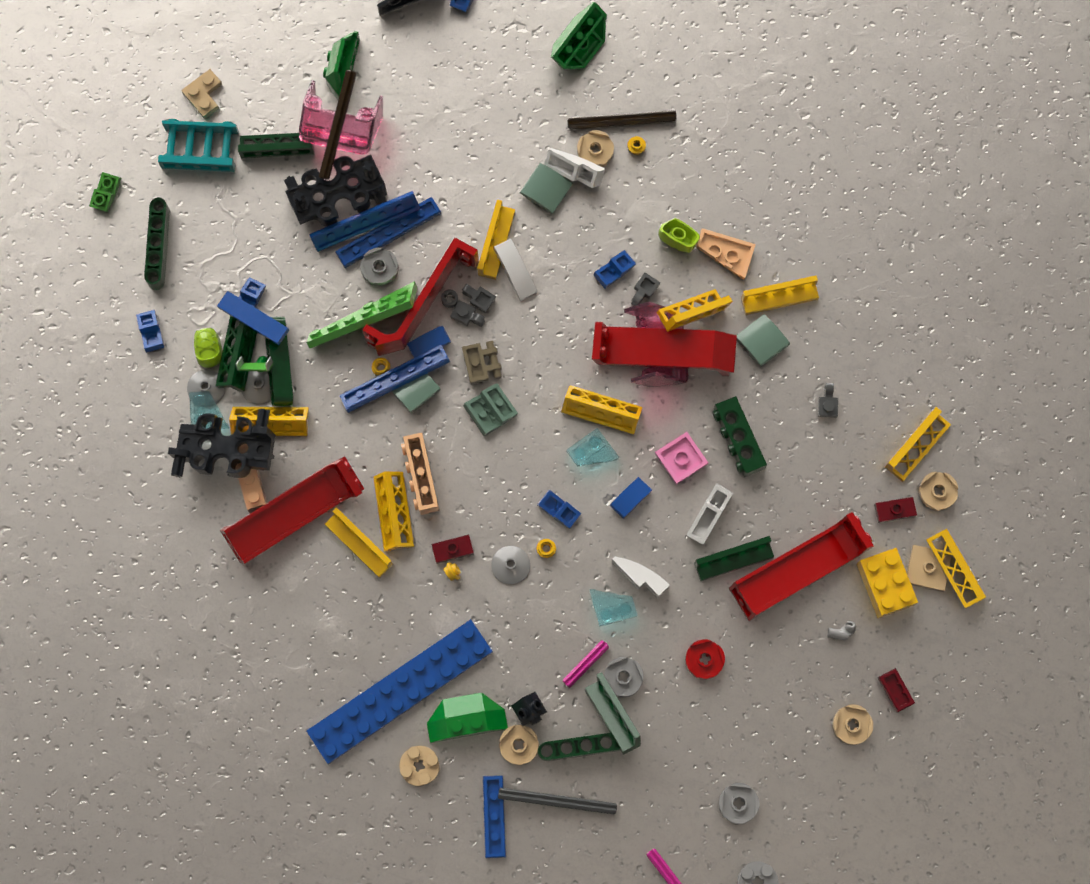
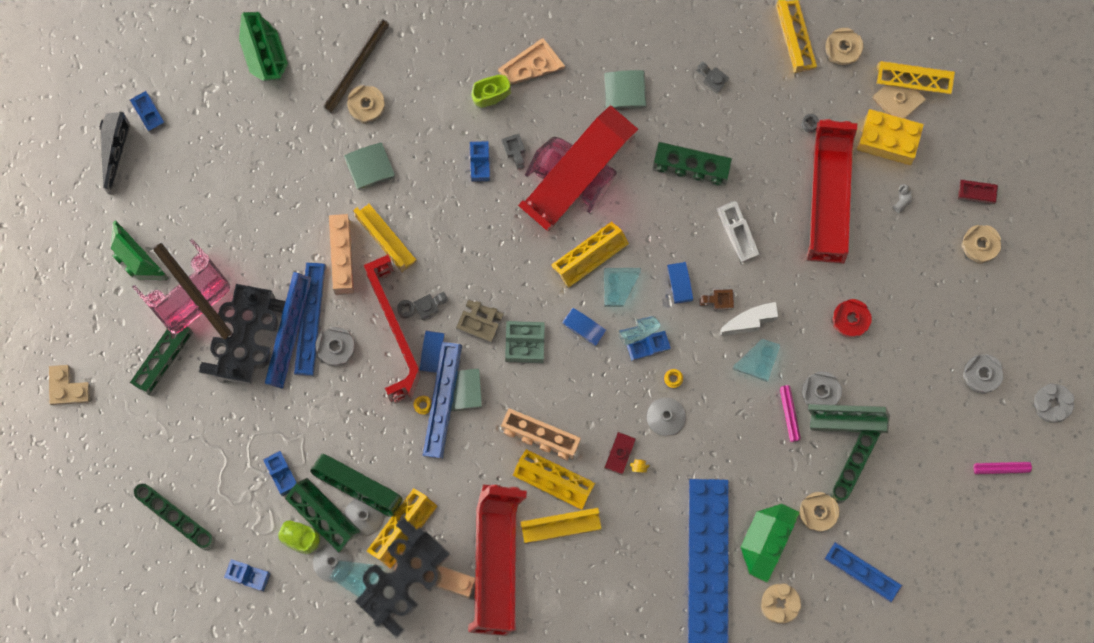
camera: 55 degrees left, 0 degrees up
(105, 192) = (92, 530): bright green slope -> none
(206, 161) = (118, 440): teal fence -> none
(253, 318) = (305, 478): blue tile -> none
(262, 364) = (350, 503): piece -> none
(370, 313) = (375, 373): bright green wing -> none
(456, 217) = (341, 254): none -> light nougat brick
(480, 299) = (424, 283): dark grey plate -> none
(515, 269) = (421, 239): white slope -> none
(529, 709) = (797, 482): black brick -> none
(537, 446) = (584, 326): none -> blue slope
(557, 801) = (885, 512): dark grey axle -> none
(568, 495) = (643, 329): none -> clear light blue slope
(574, 167) = (370, 131): white slope -> none
(636, 150) = (387, 74): yellow plate -> none
(641, 540) = (720, 299): none -> reddish brown plate
(681, 458) = (676, 220): bright pink plate -> none
(692, 313) = (566, 125): yellow fence -> none
(734, 558) = (787, 239): dark green fence -> none
(780, 295) = (599, 50): yellow fence -> none
(851, 503) = (805, 126): none -> dark grey bush
(895, 509) = (835, 89): dark red plate -> none

